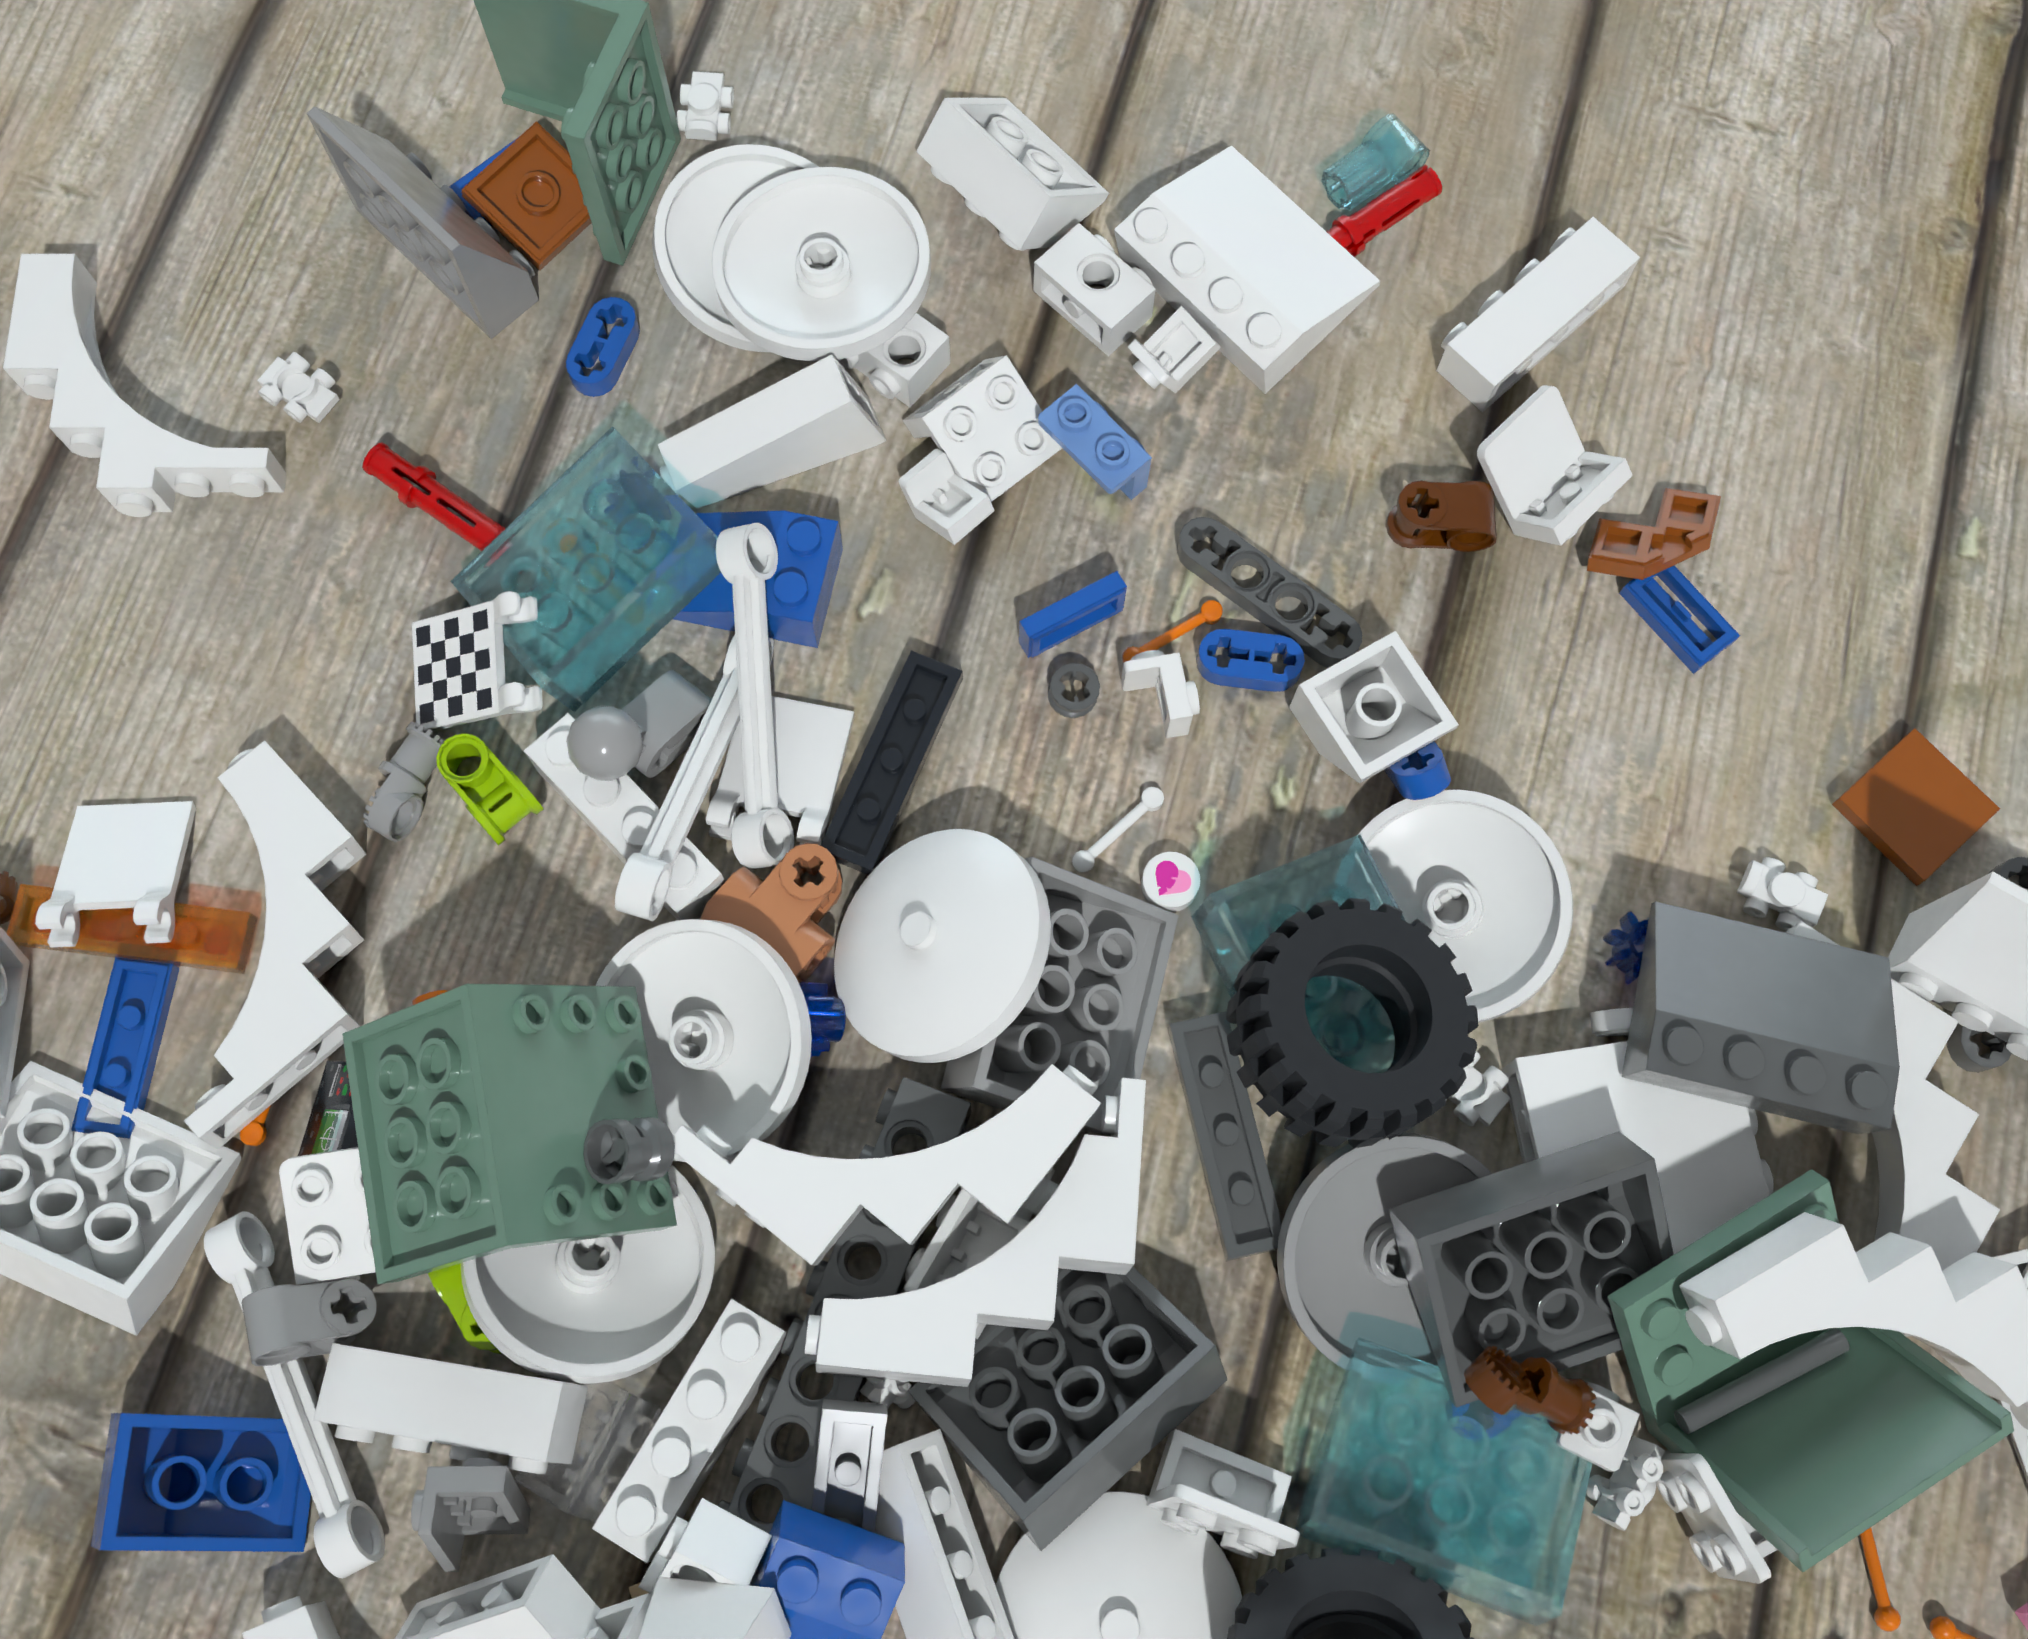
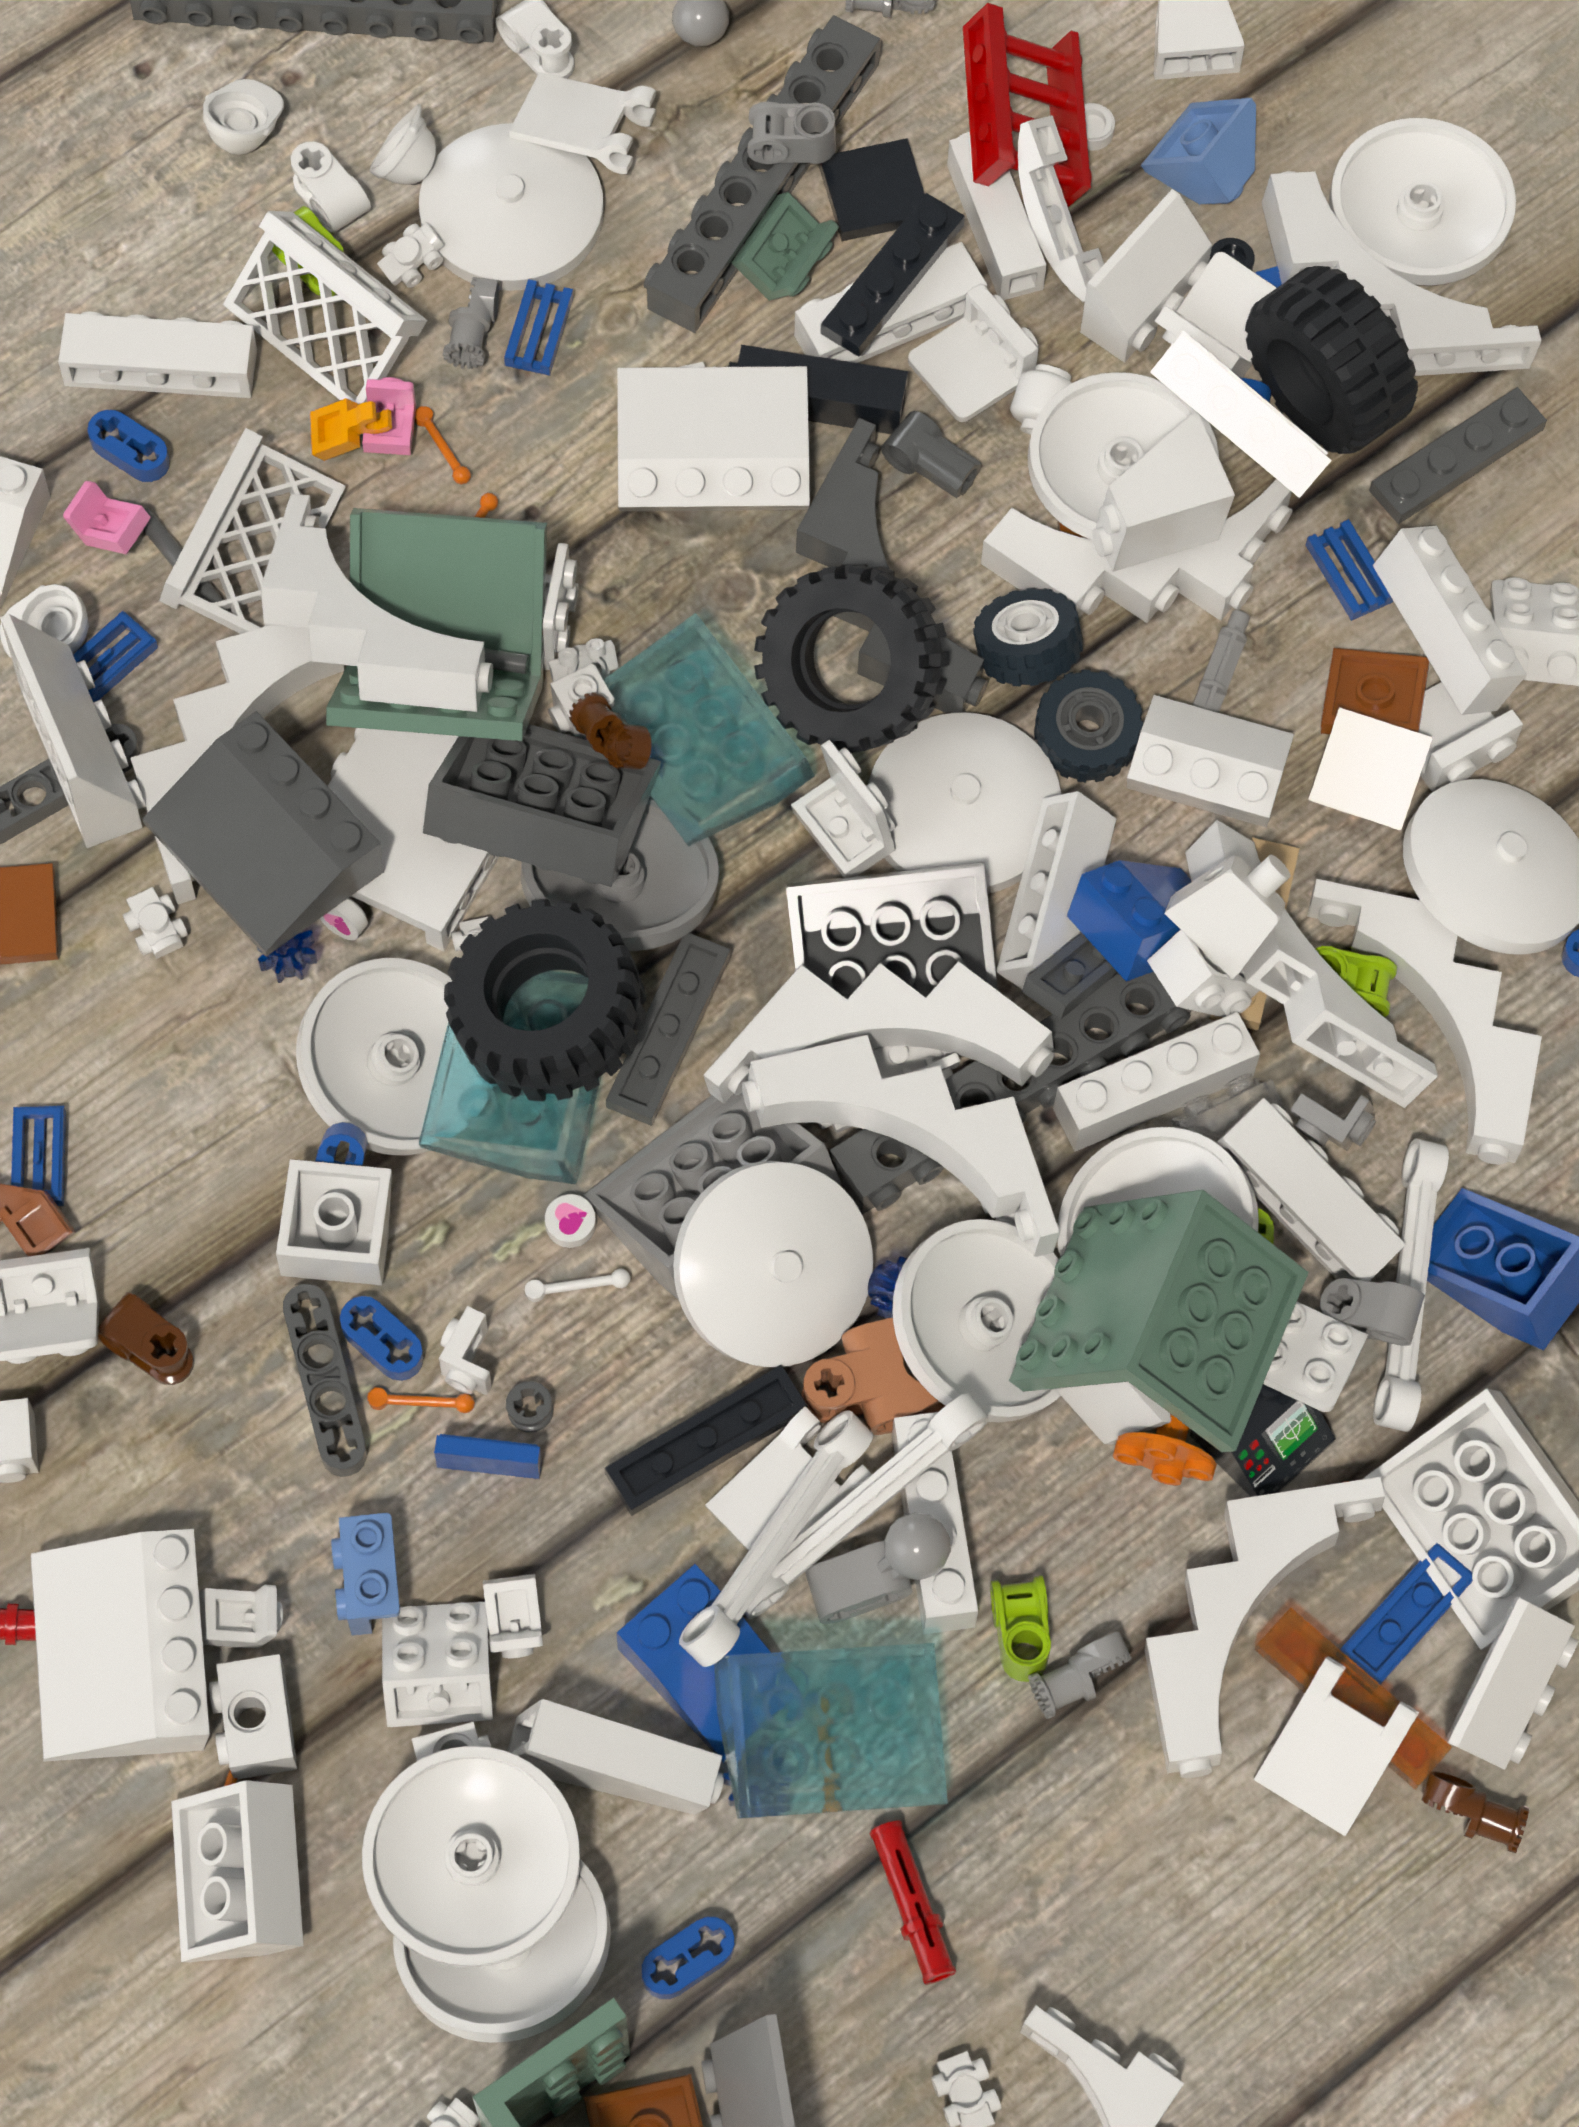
camera: 145 degrees left, 5 degrees down
(463, 664) = (981, 1725): white flag -> none
(628, 1150) = (1086, 1238): dark grey wheel -> none

